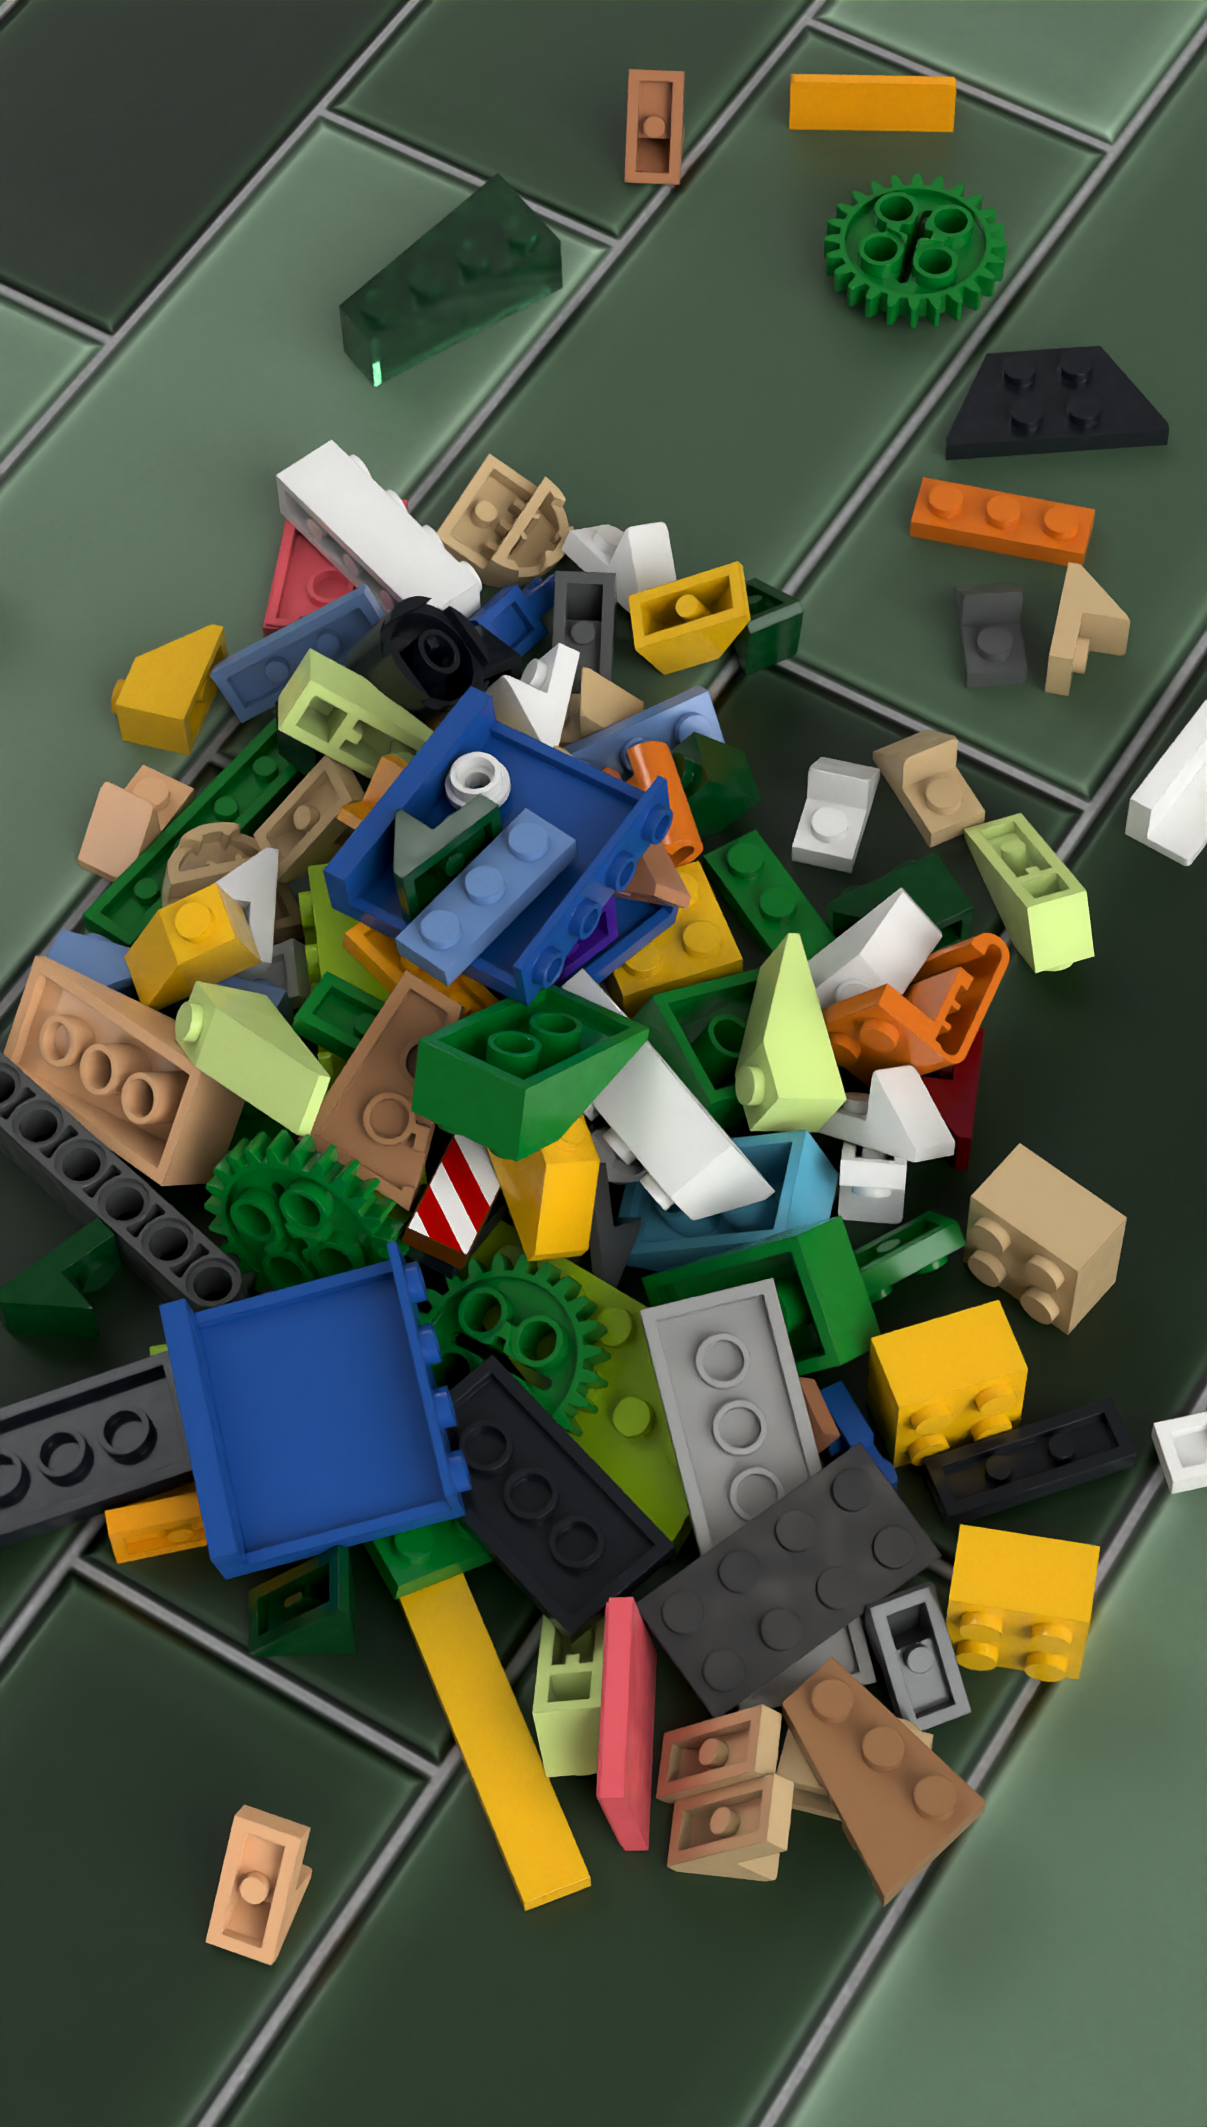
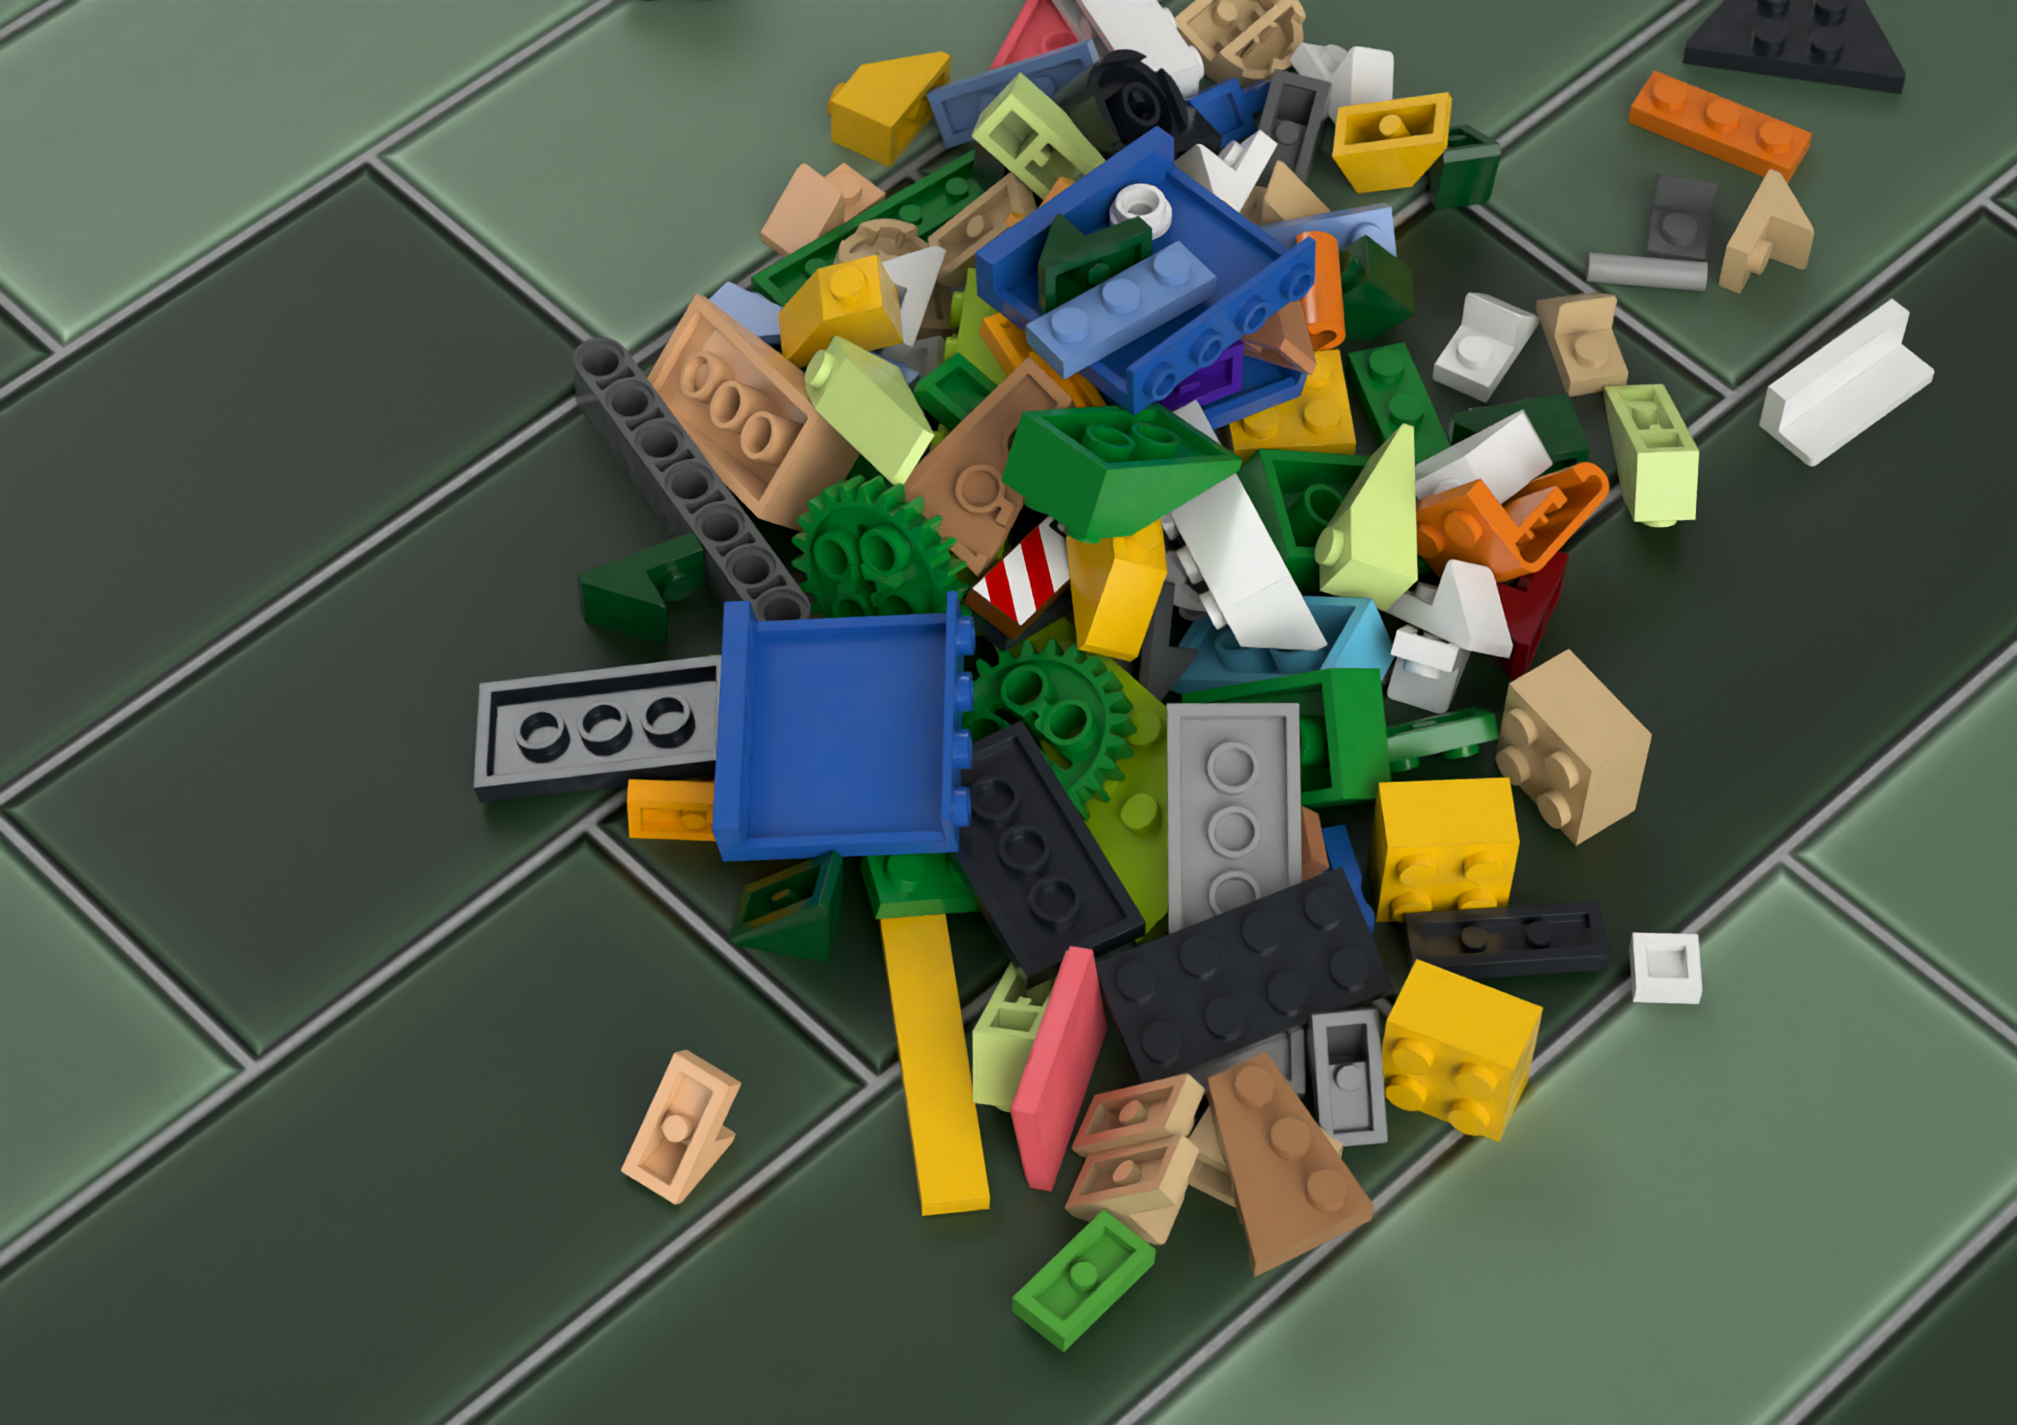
camera: 10 degrees right, 5 degrees down
(709, 1946) = (1083, 1280): none -> bright green plate
(972, 695) = (1646, 271): none -> light grey piece

